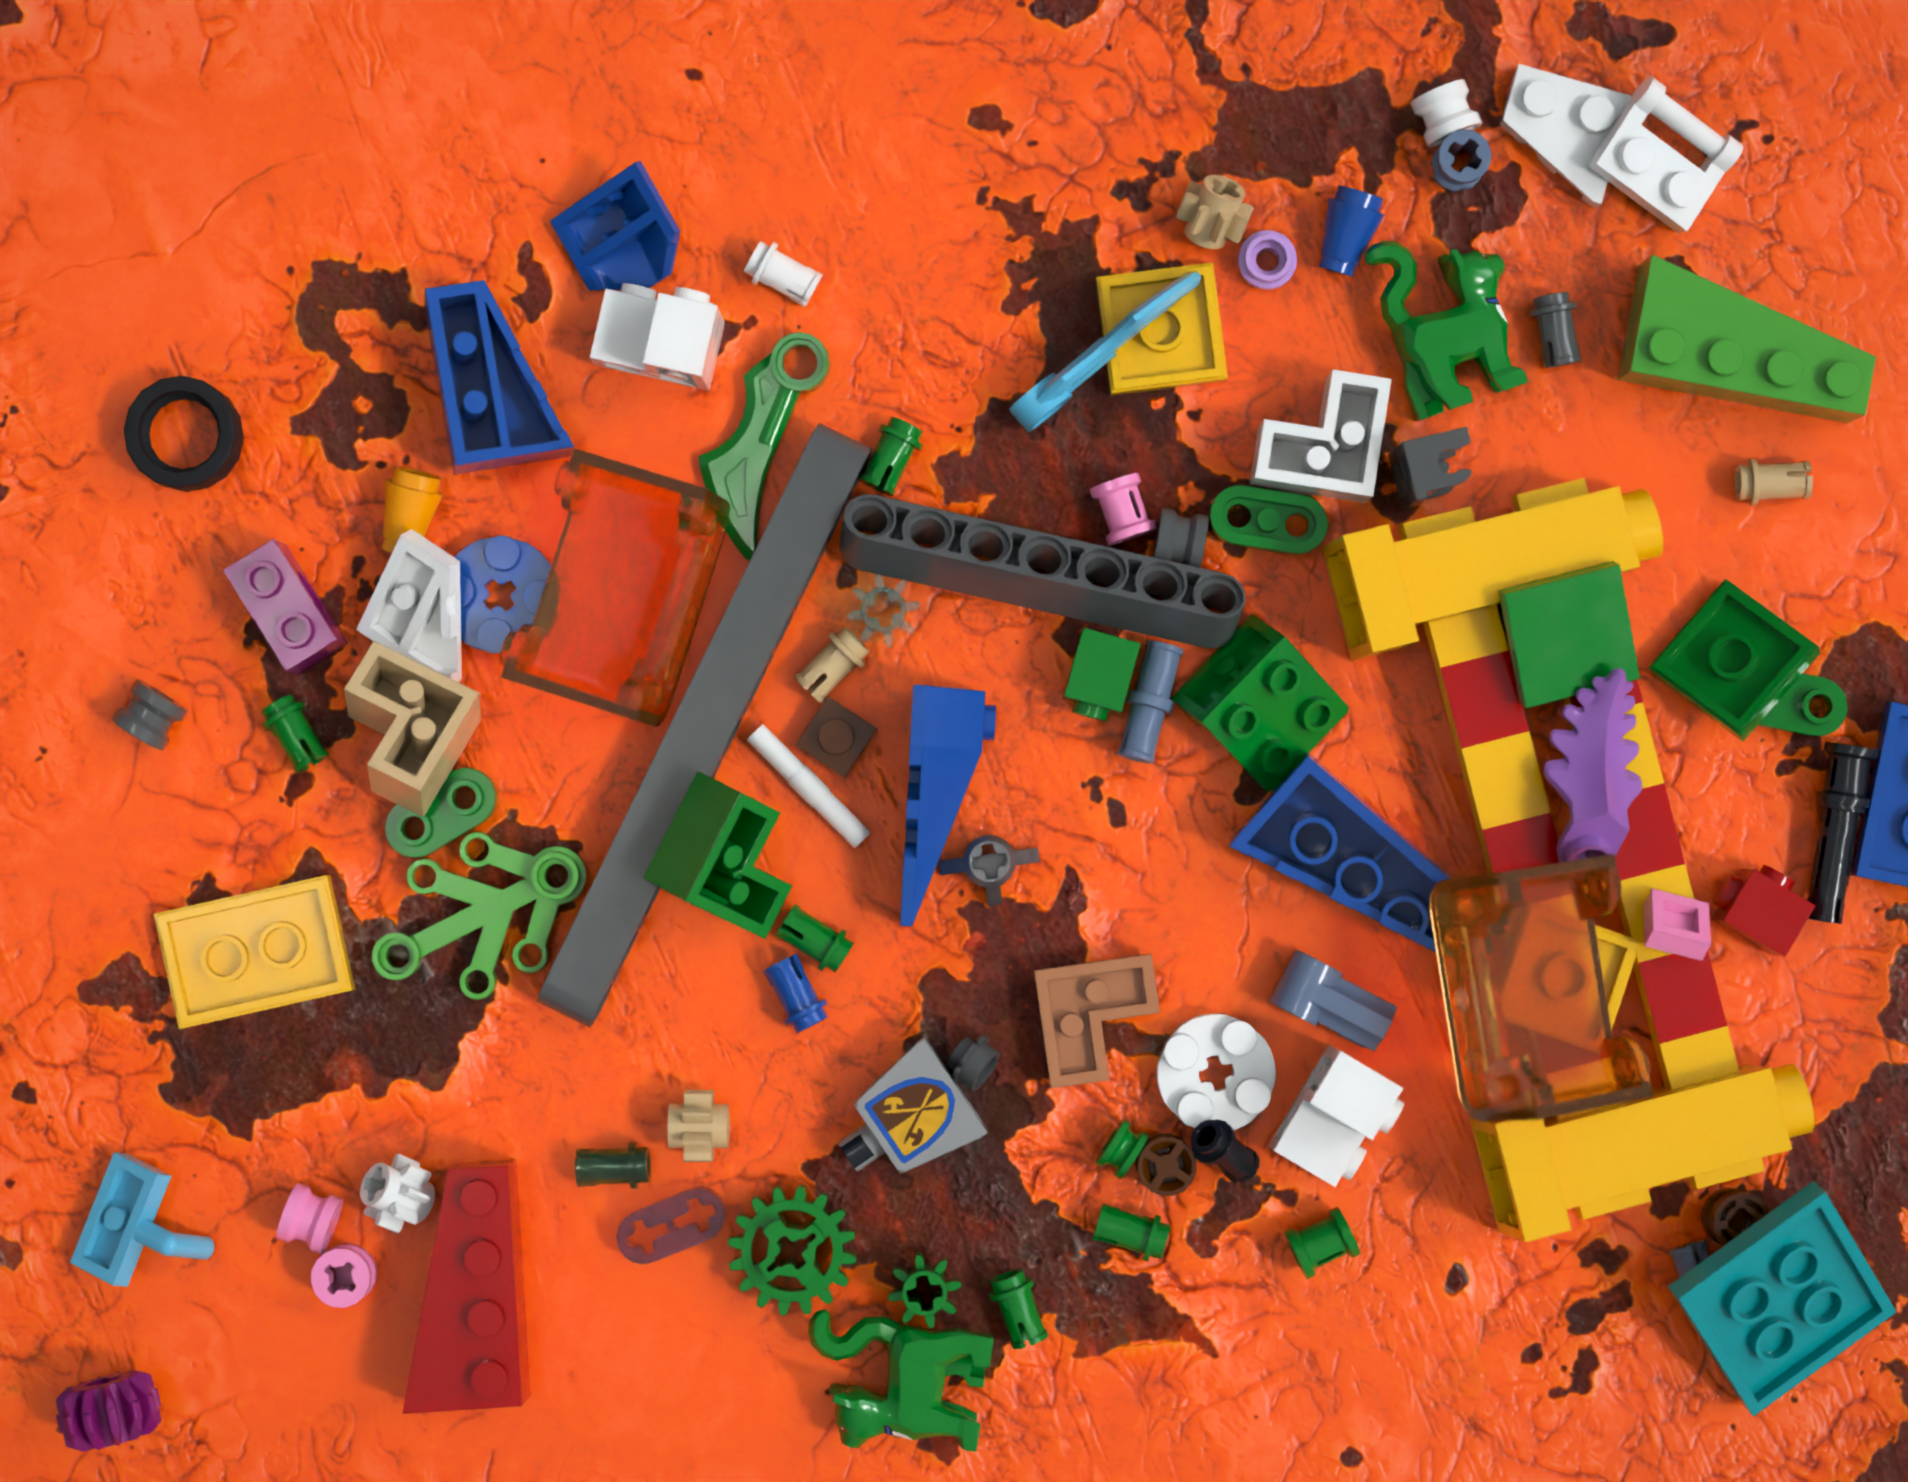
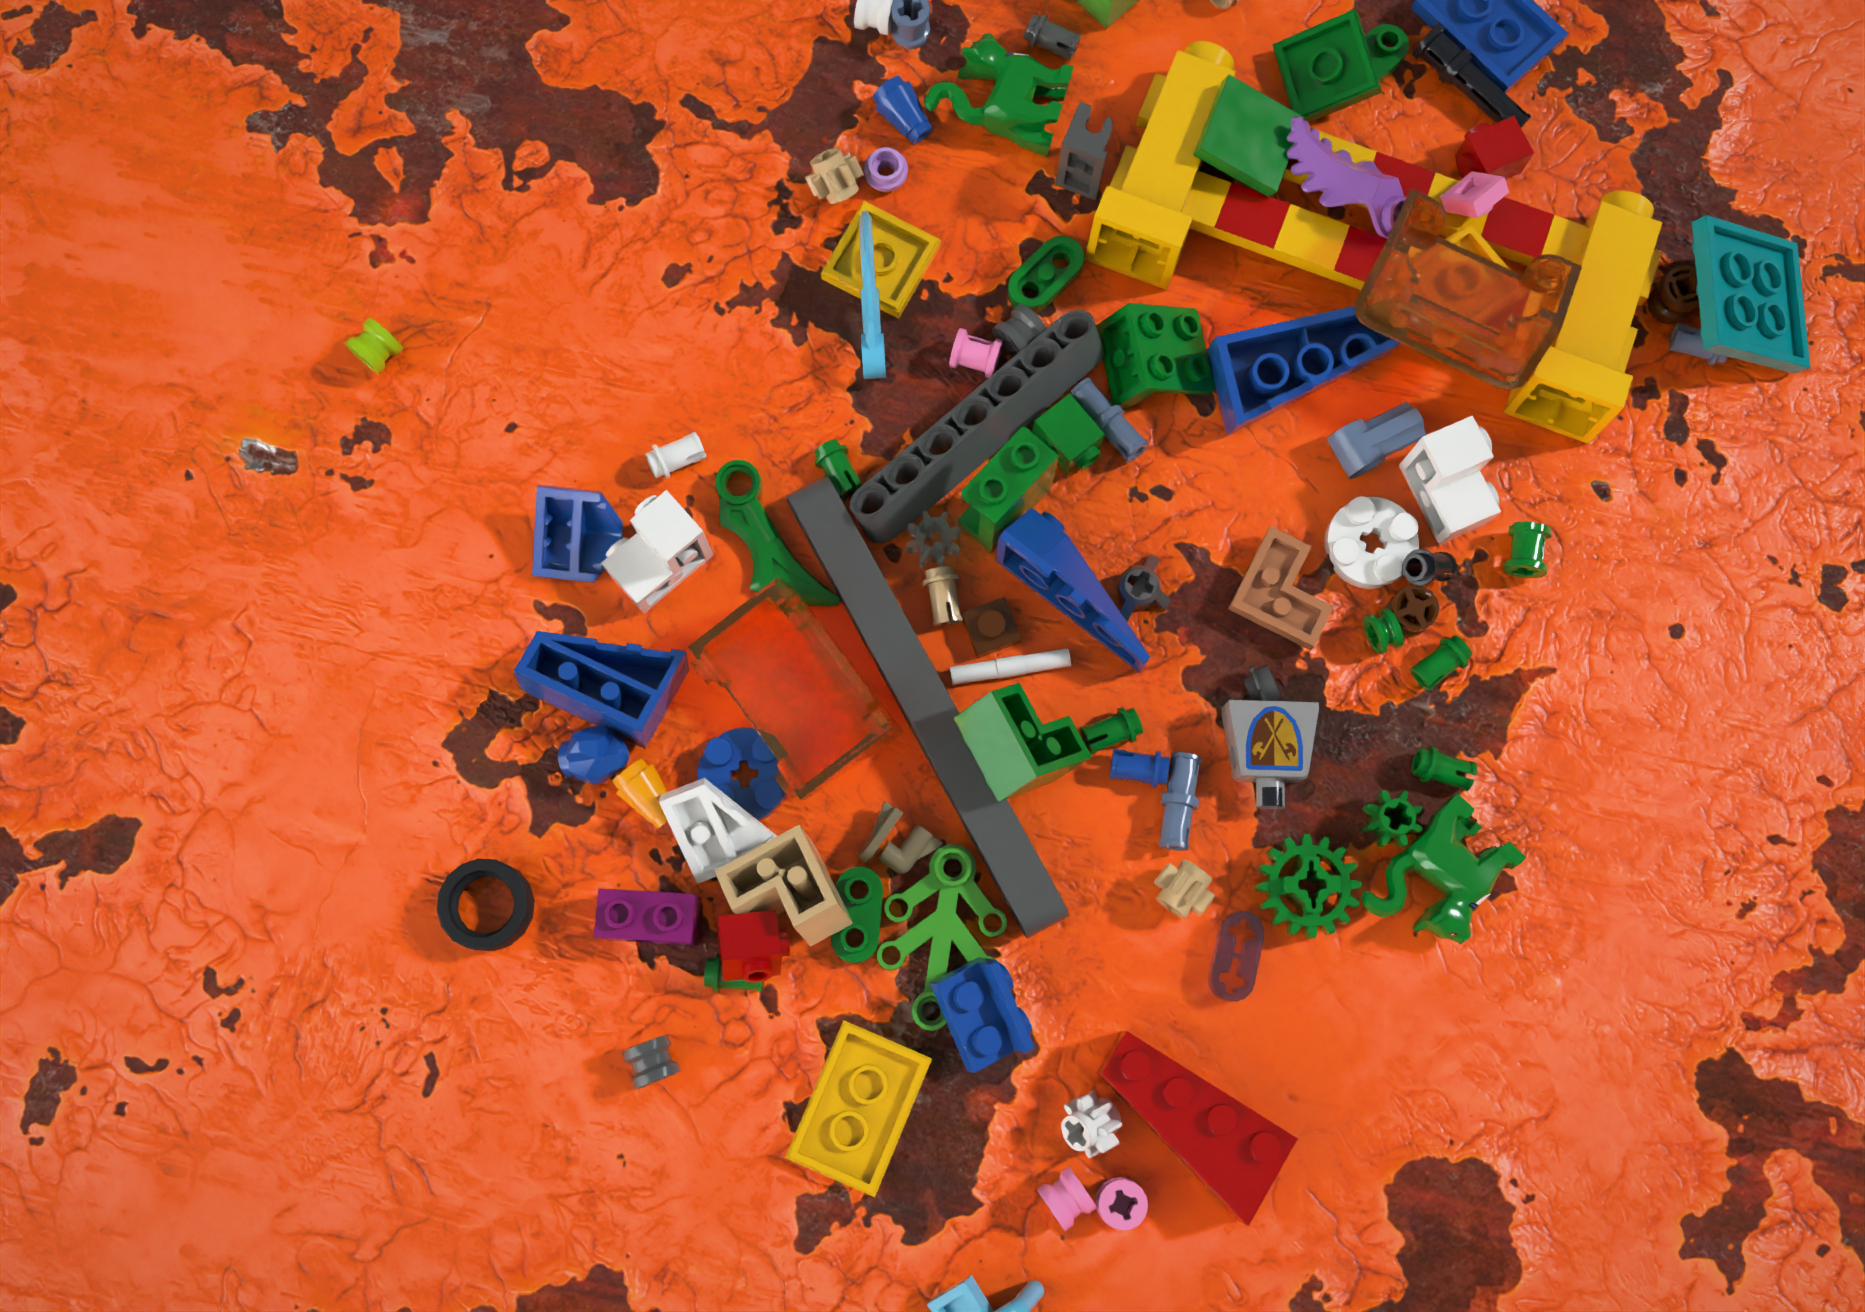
camera: 55 degrees left, 10 degrees down
(327, 733) = (751, 946): none -> red brick
(406, 428) = (593, 754): none -> blue rock
(428, 1008) = (982, 1013): none -> blue bracket
(552, 822) = (900, 859): none -> dark tan piece
(613, 1166) = (1171, 966): pin -> none
(789, 1059) = (1179, 801): none -> sand blue pin
(981, 652) = (1007, 487): none -> green panel
(1338, 455) = (1033, 202): white brick -> none

